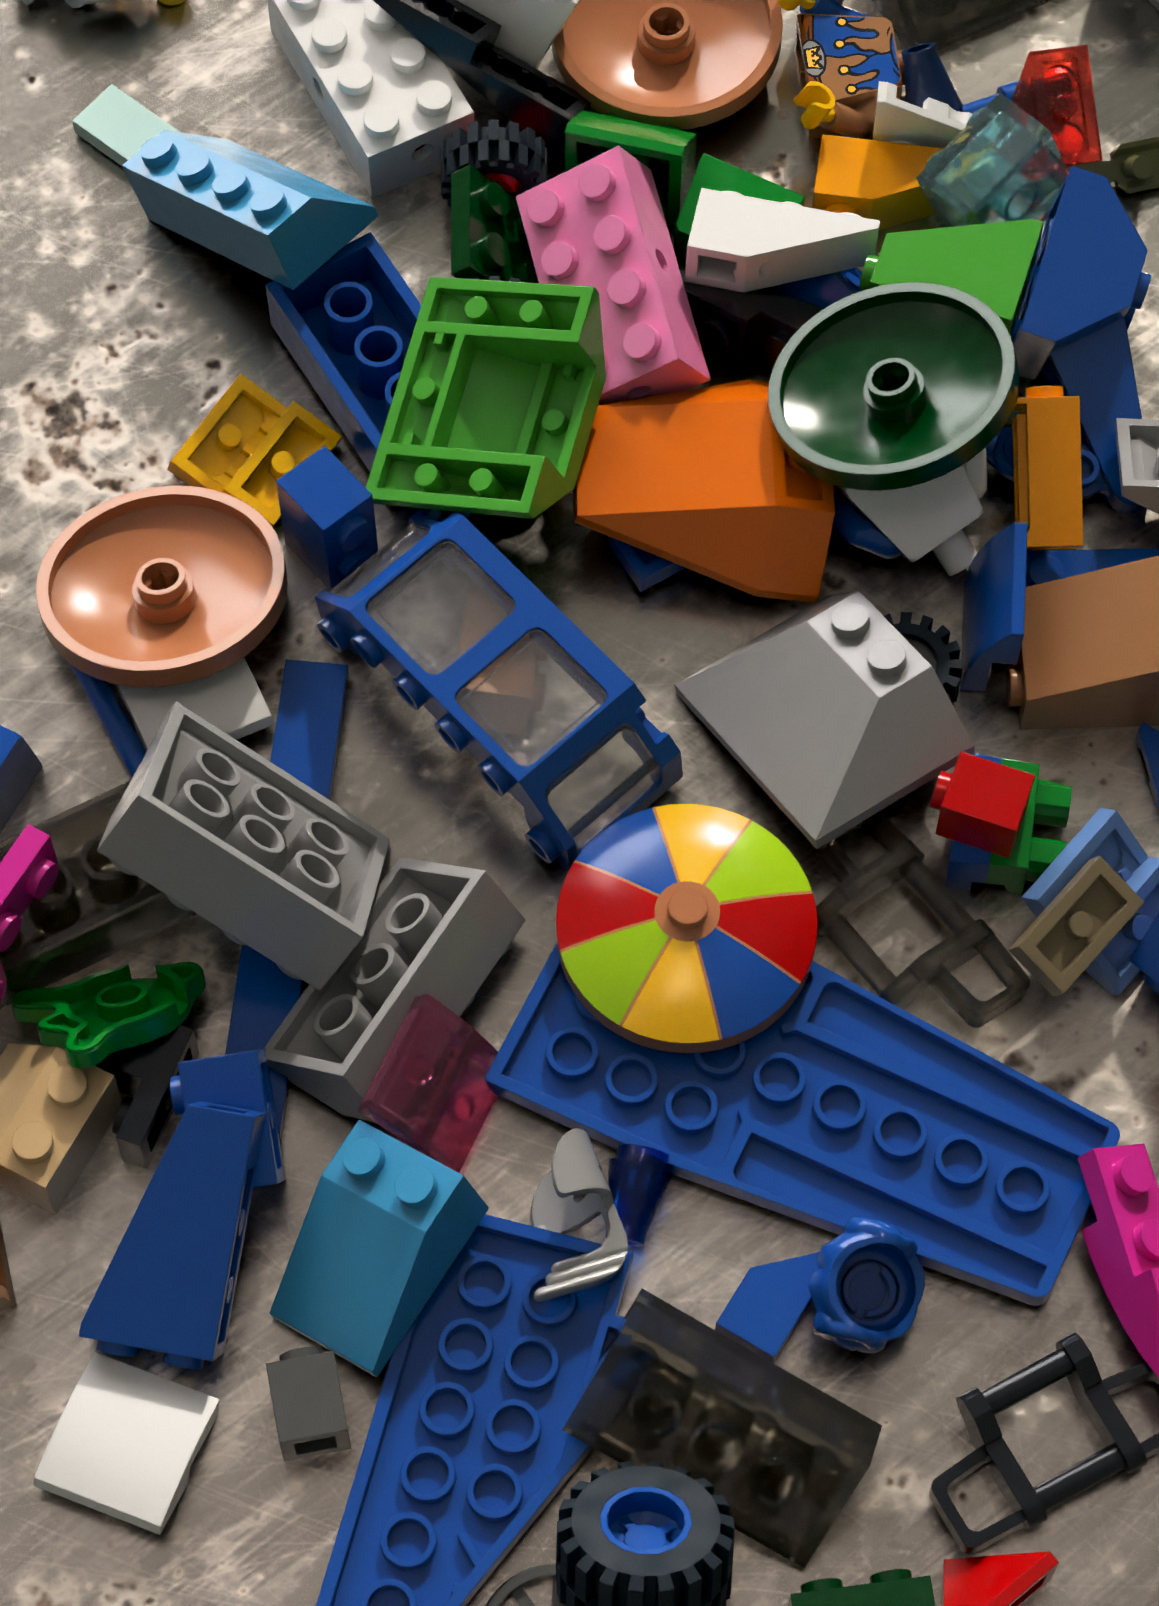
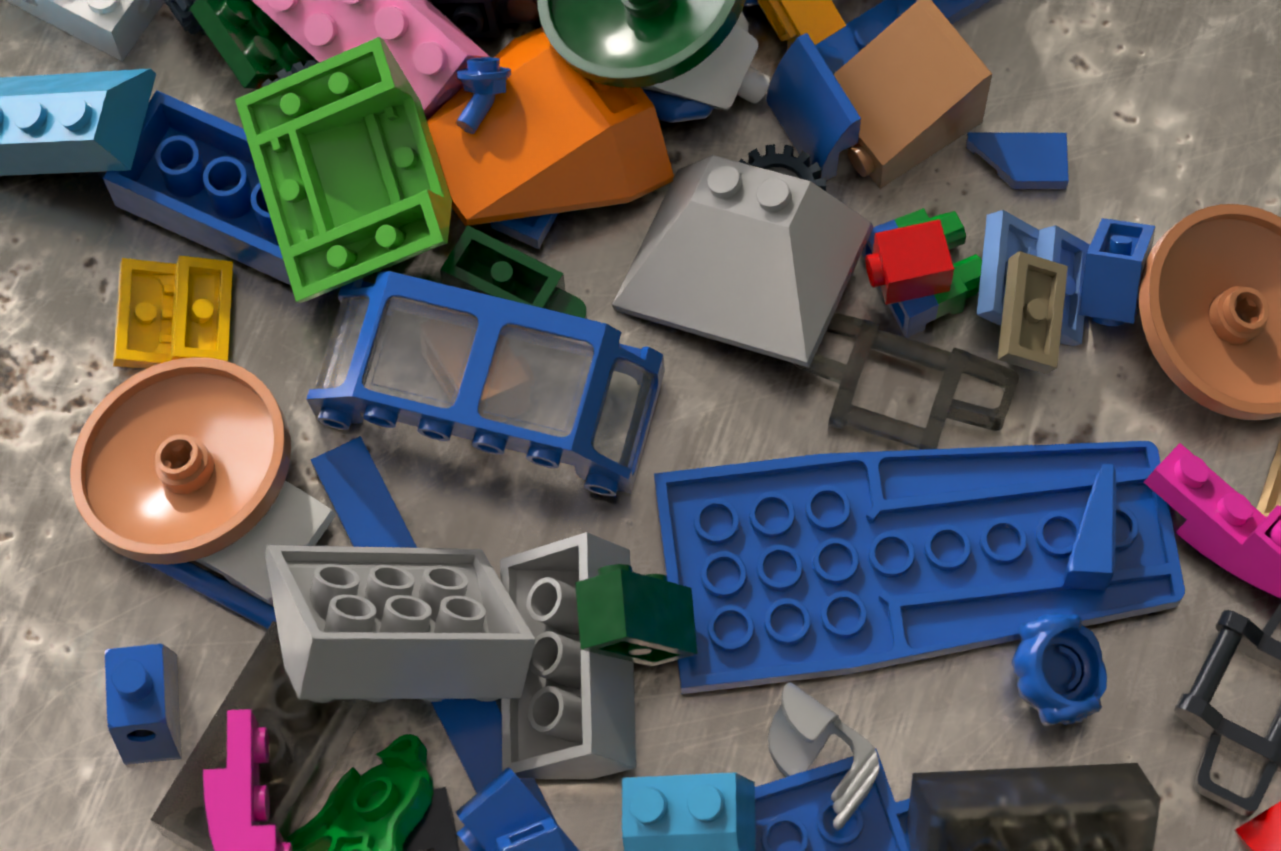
camera: 30 degrees left, 5 degrees up
(327, 517) = (275, 332): blue brick -> none
(433, 1083) = (651, 716): clear pink slope -> none
(479, 976) = (635, 616): none -> dark green brick
(579, 586) = (503, 272): none -> dark green brick
(638, 1184) = (846, 694): clear blue cone -> none
(682, 393) = (484, 79): none -> blue plate
(686, 928) = (752, 484): dish -> none
(769, 1305) = (995, 723): blue tile -> none
(980, 1185) = (1093, 553): none -> blue slope

